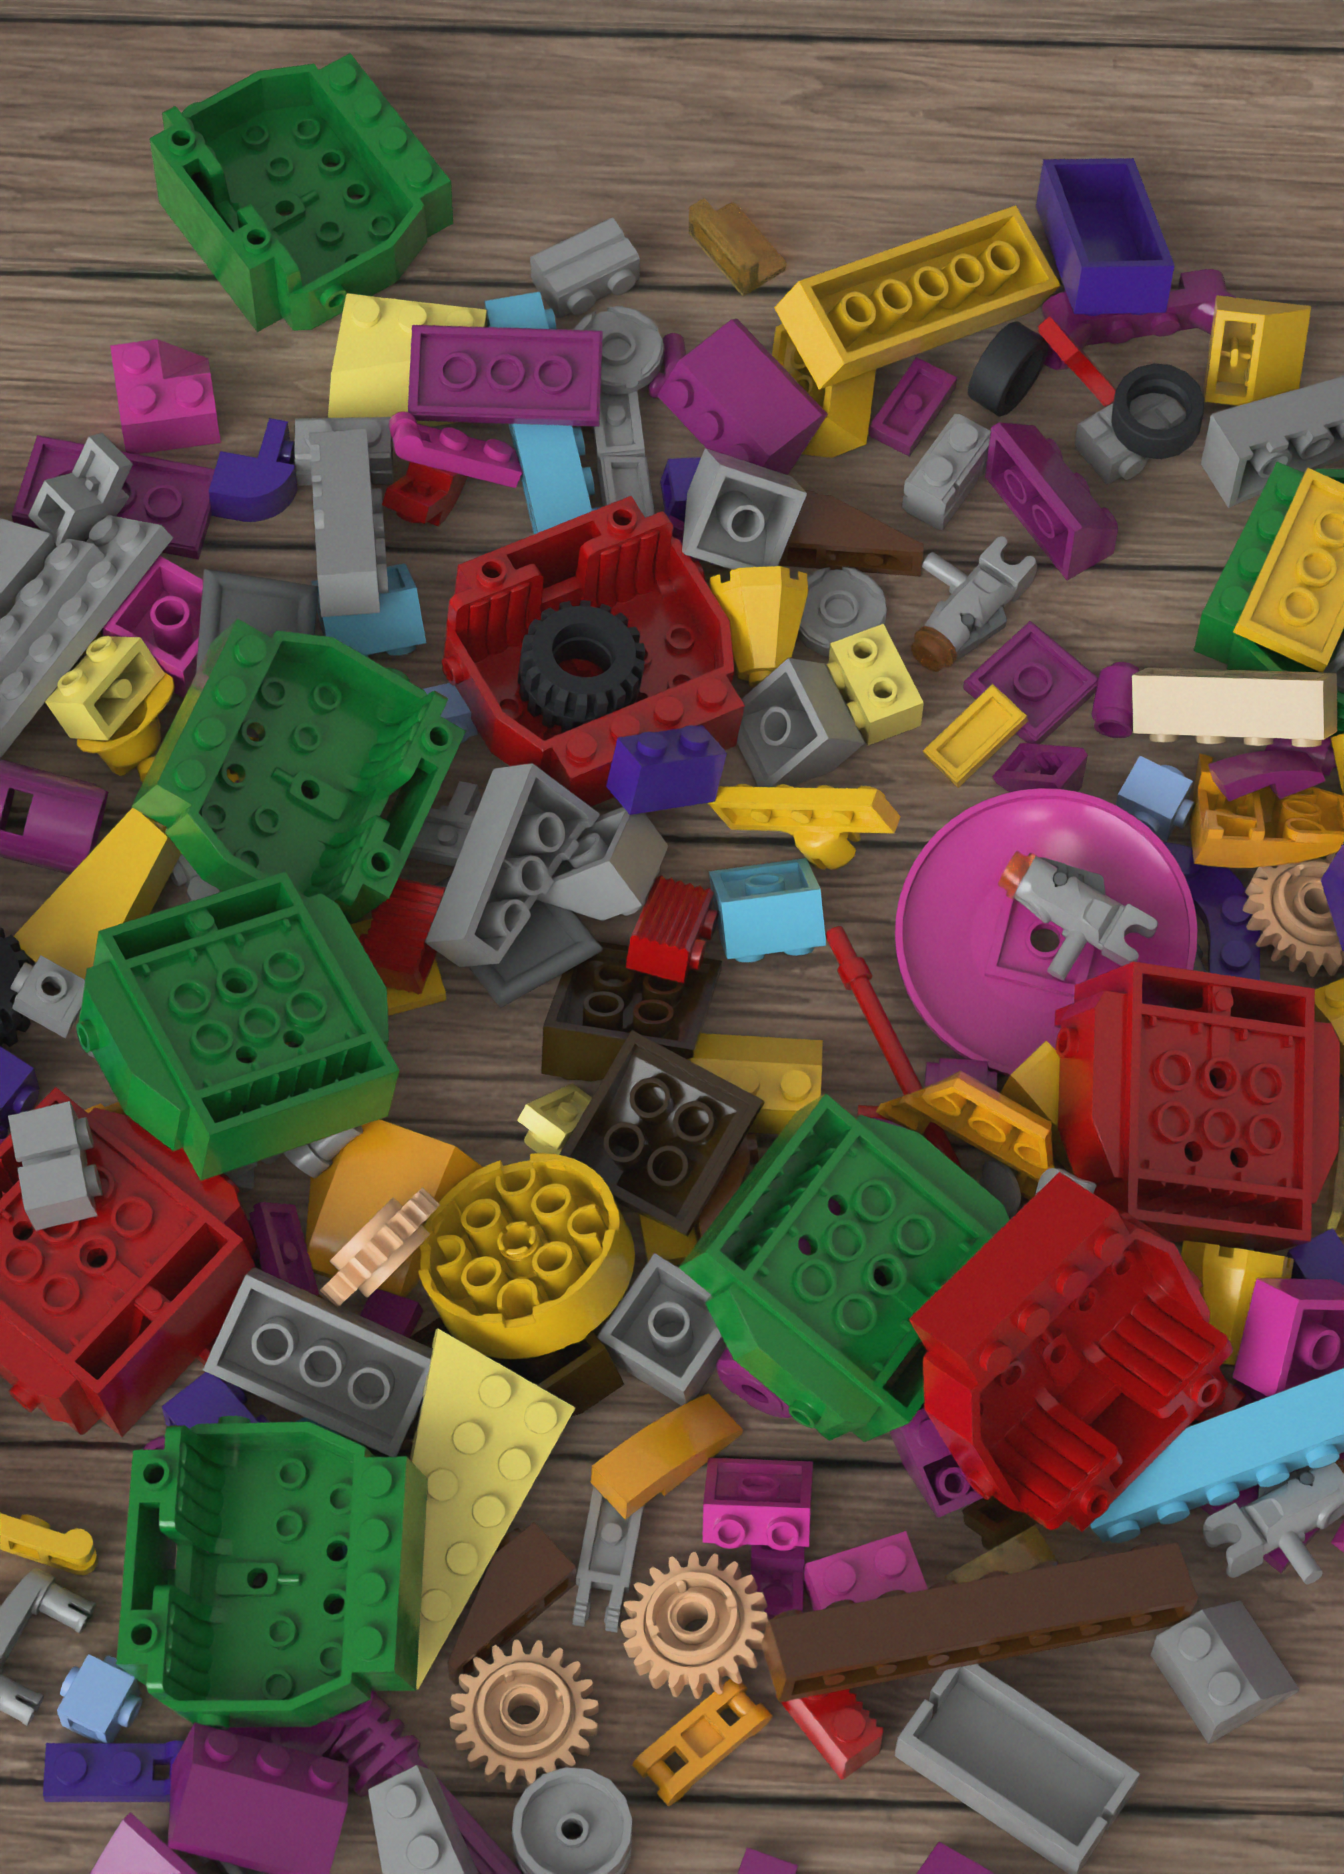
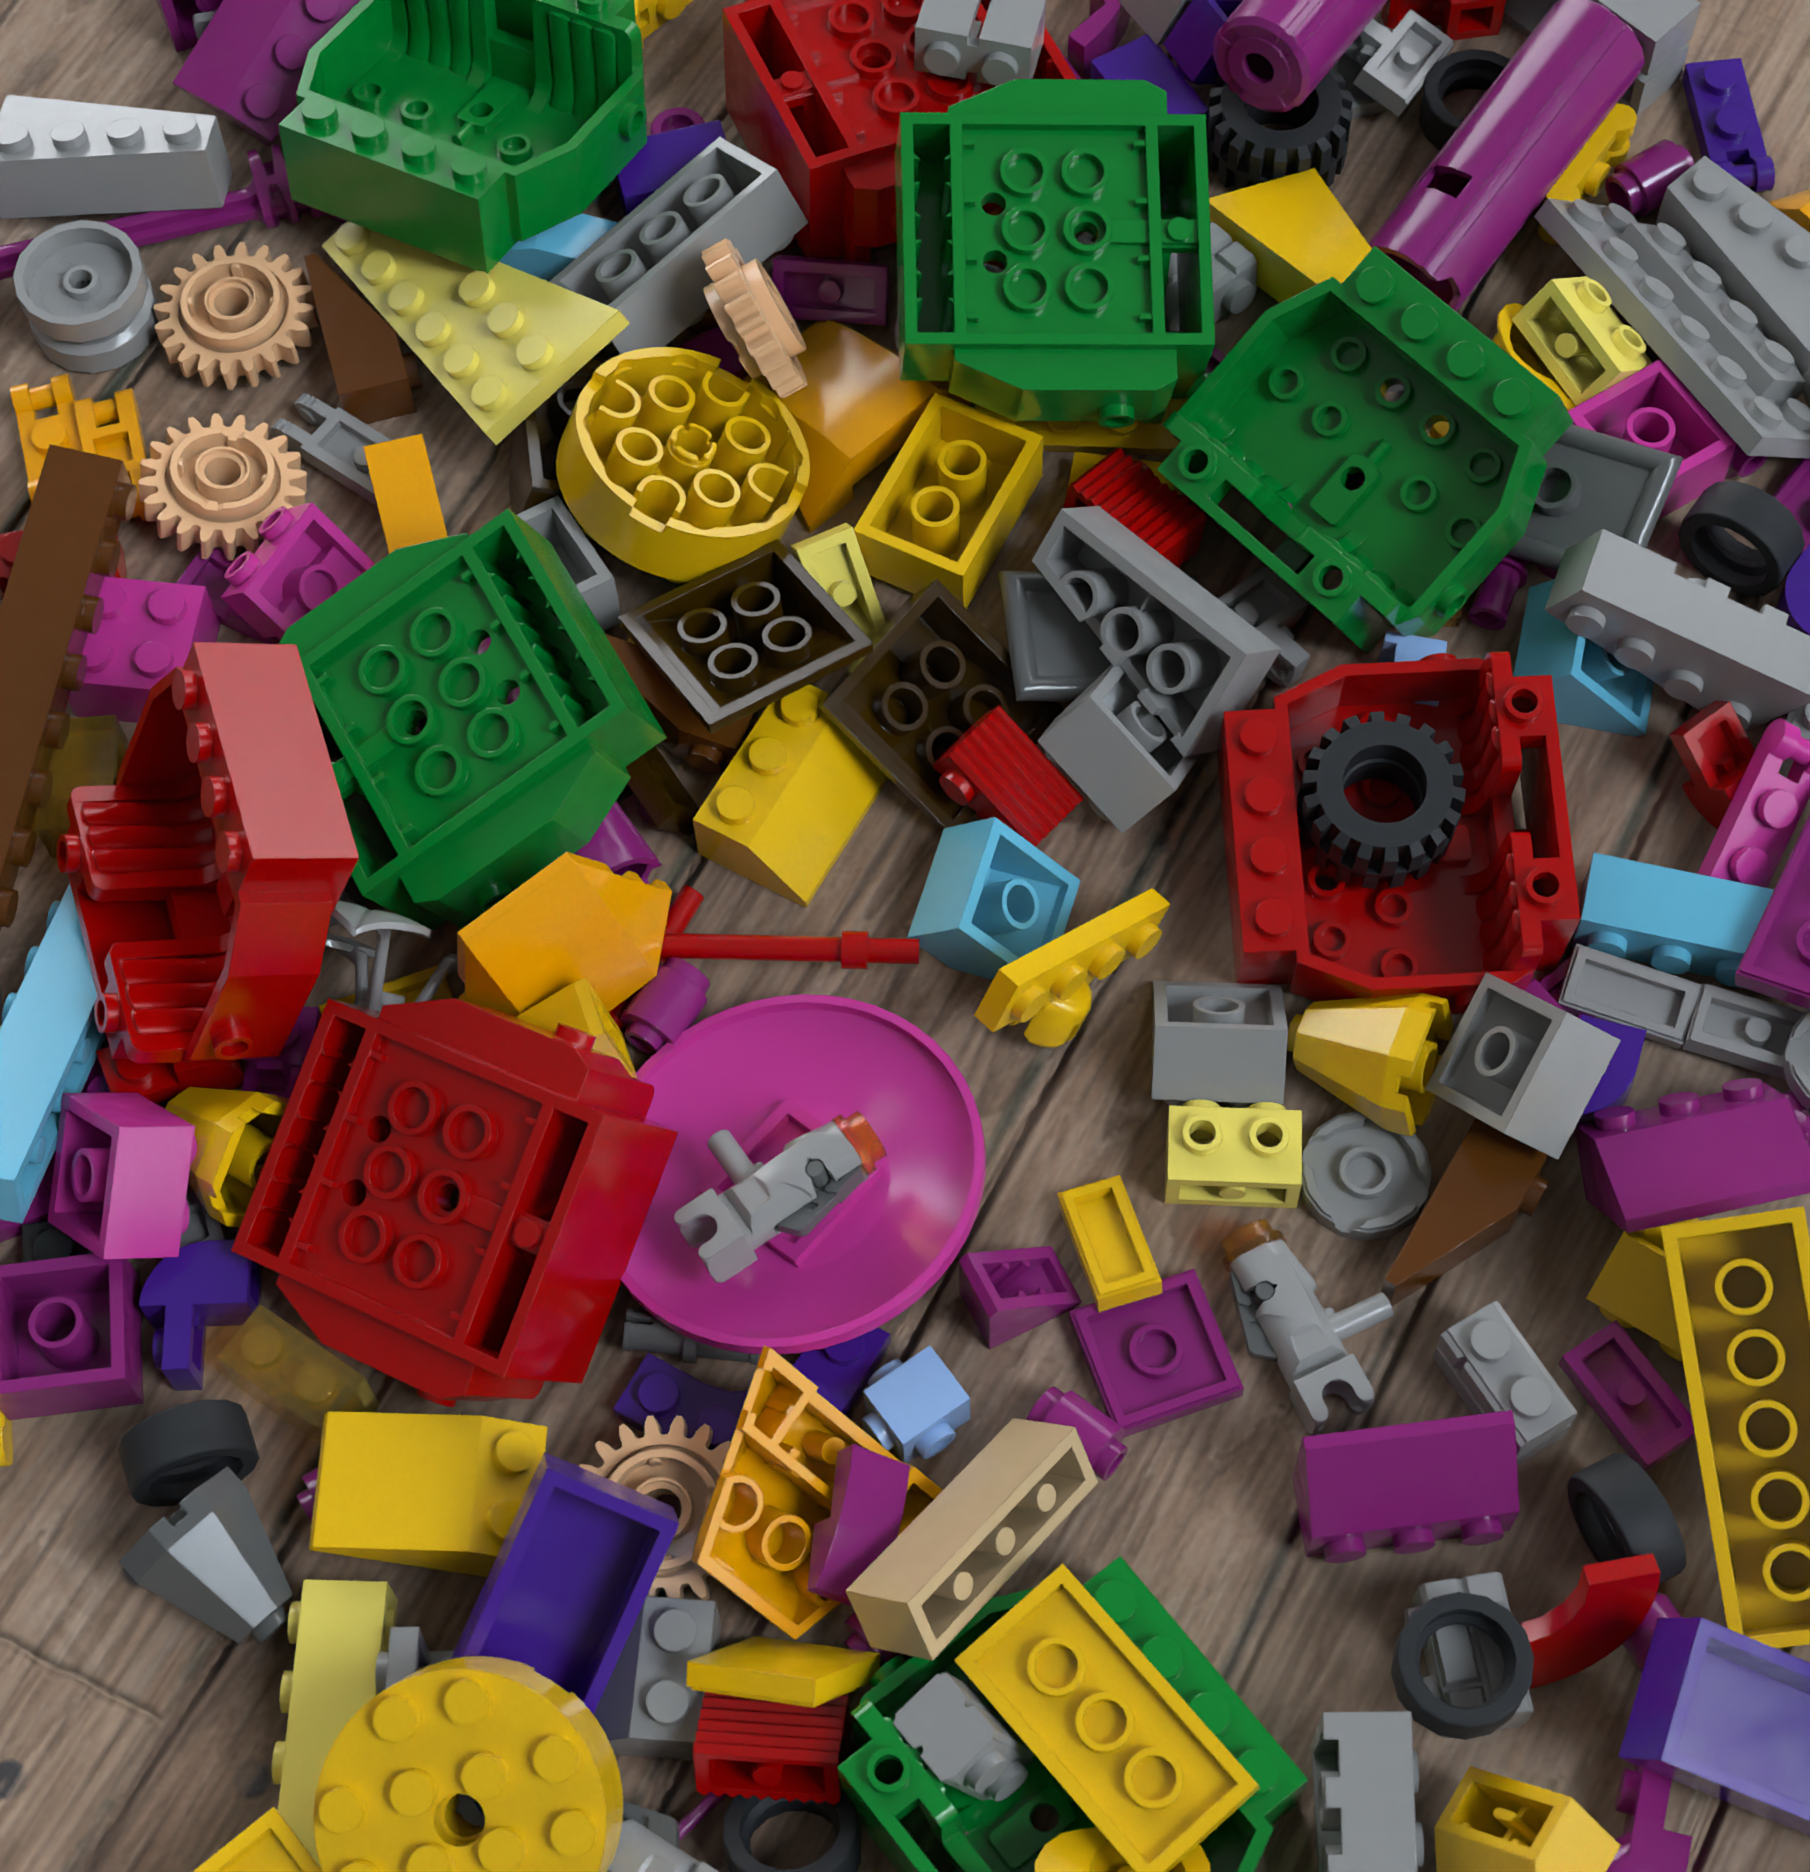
camera: 120 degrees right, 0 degrees up
(53, 1012) = (1229, 151): light grey brick -> none
(229, 532) = (1753, 516): none -> black tyre
(459, 1072) = (949, 499): none -> yellow brick
(666, 769) = (1195, 827): dark purple brick -> none
(714, 1802) = (54, 430): none -> light orange plate

